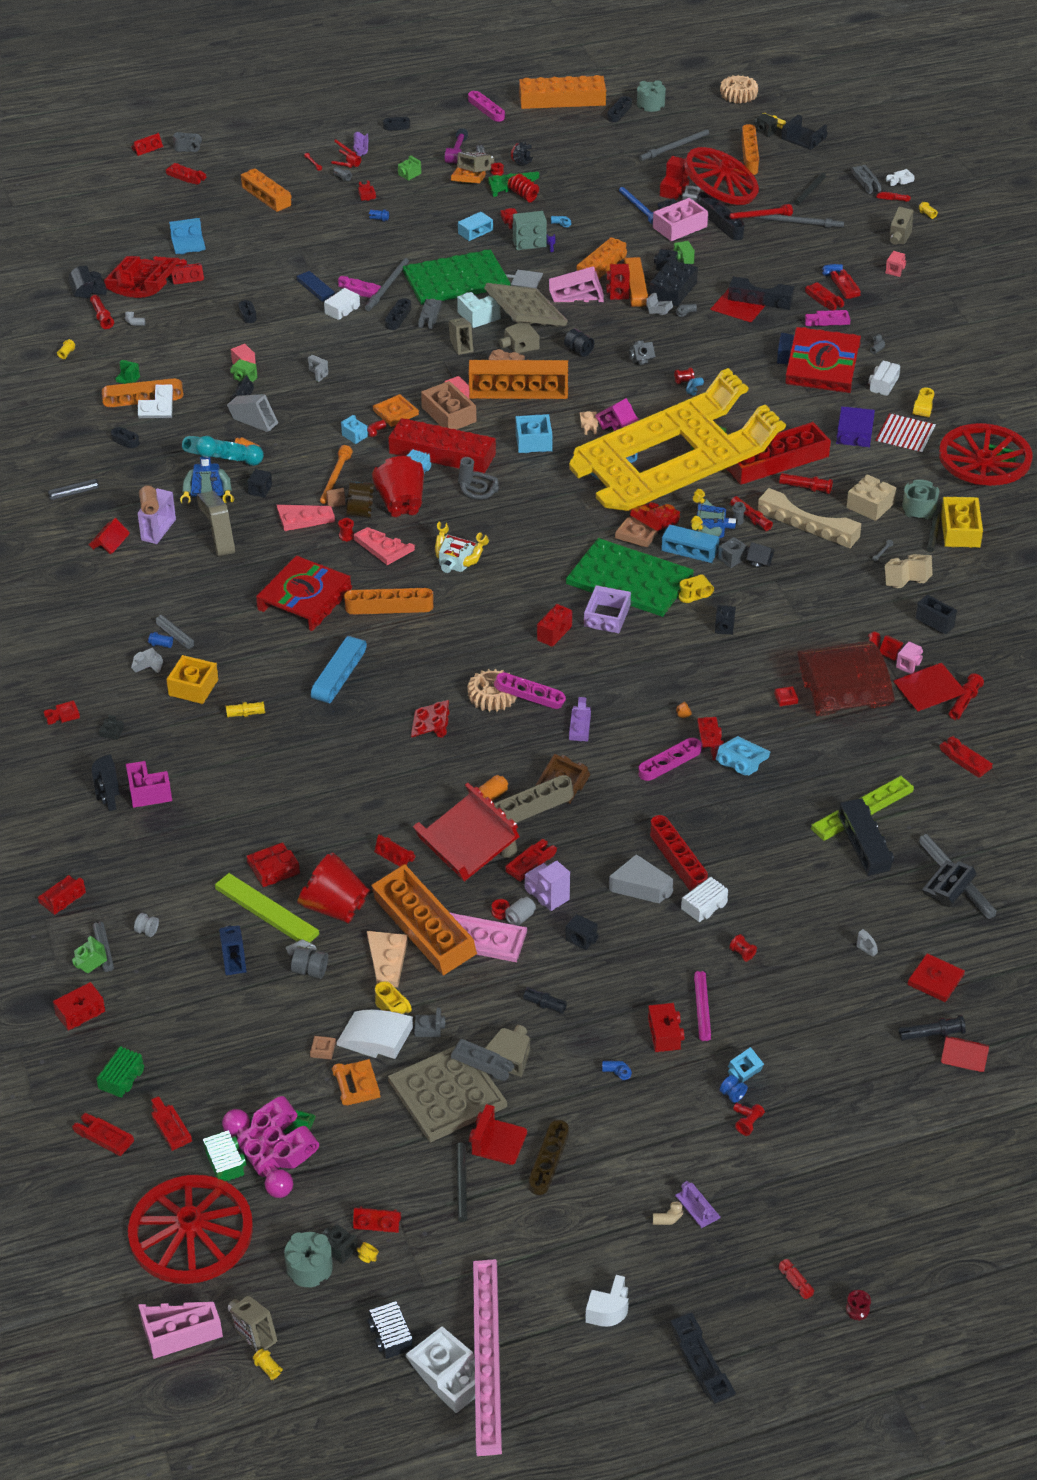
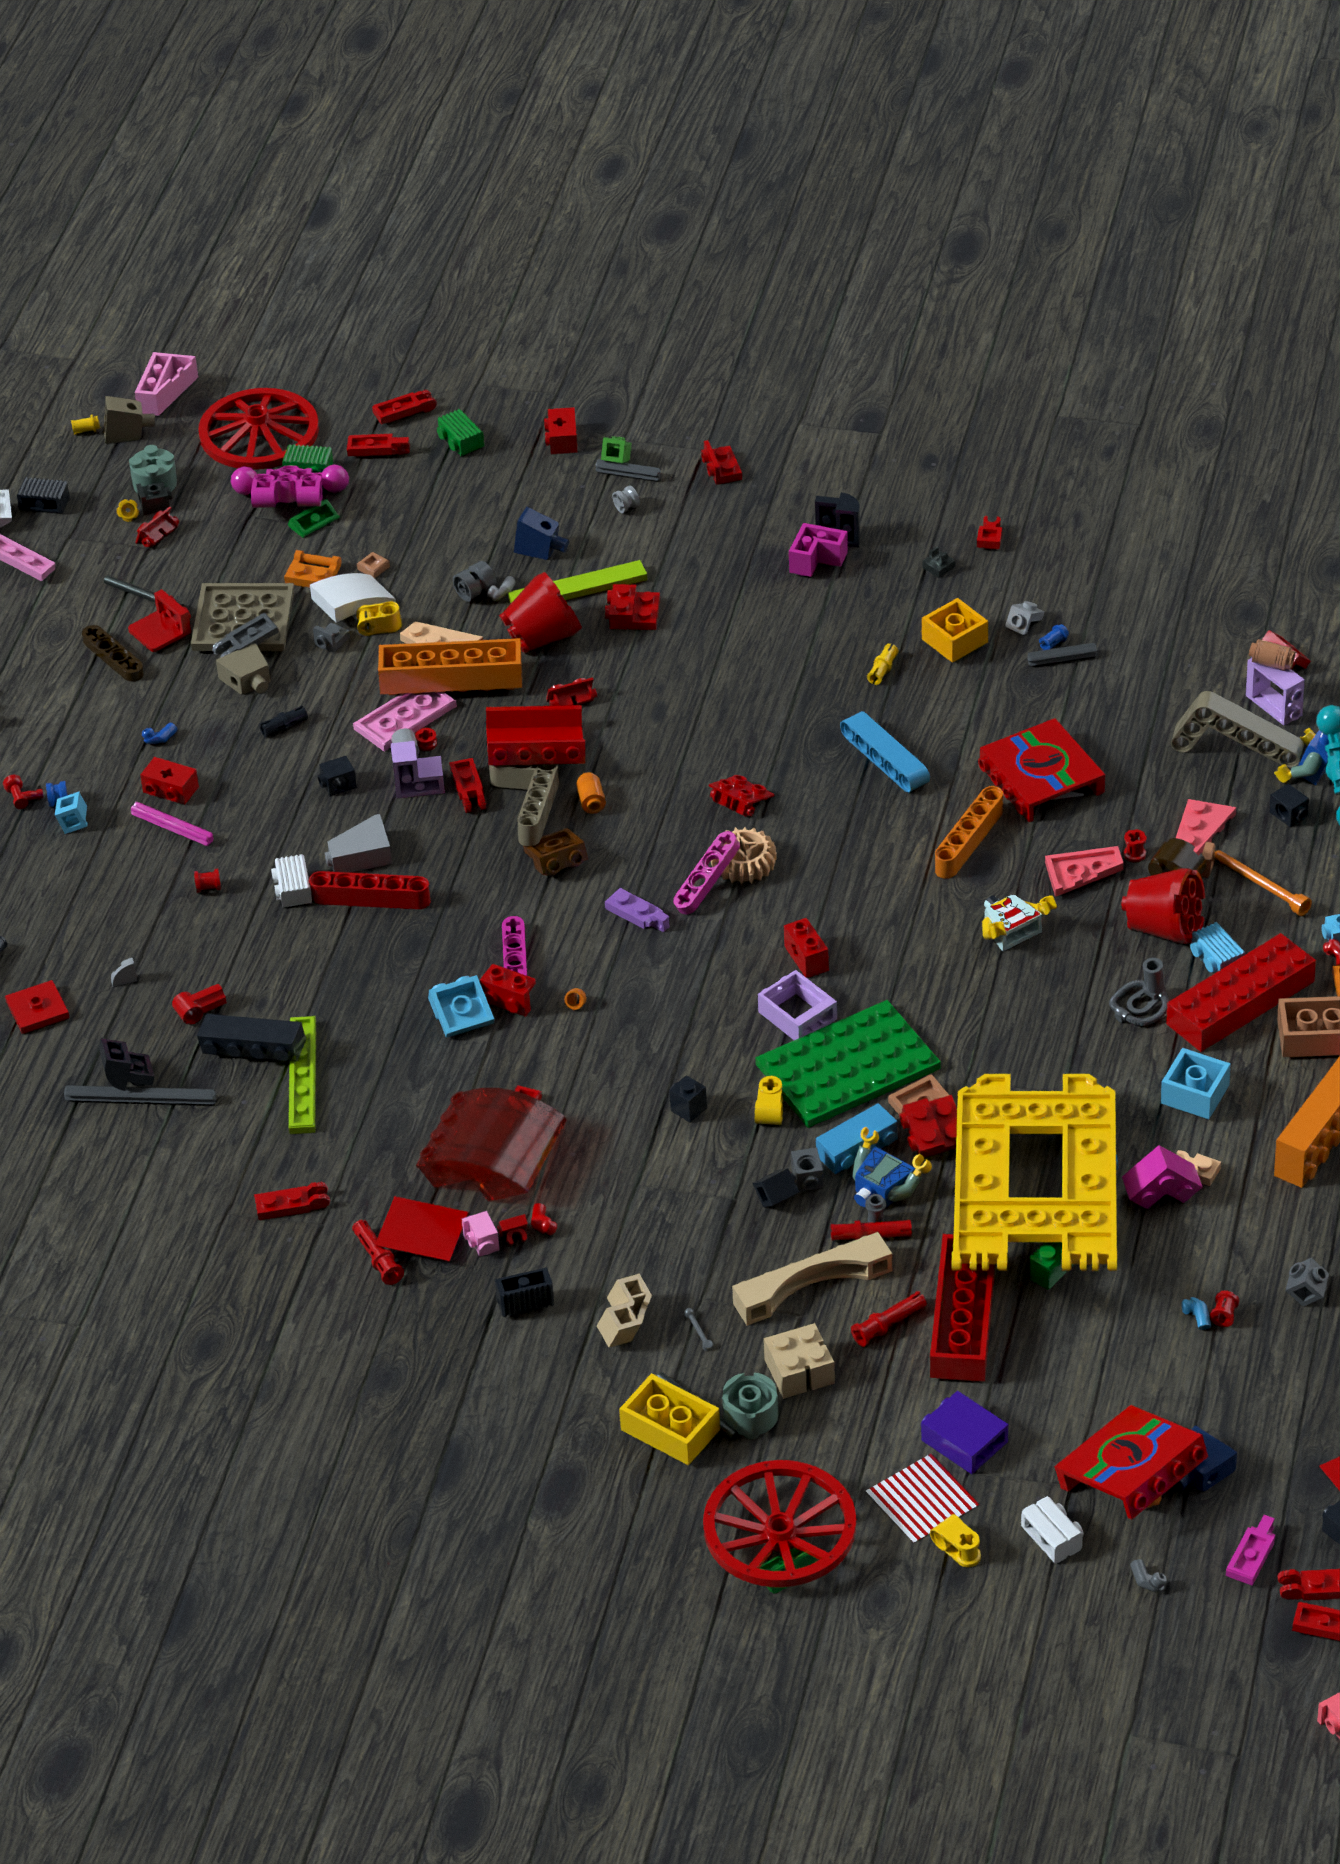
camera: 125 degrees right, 0 degrees up
(862, 890) = (192, 1006): none -> red piece

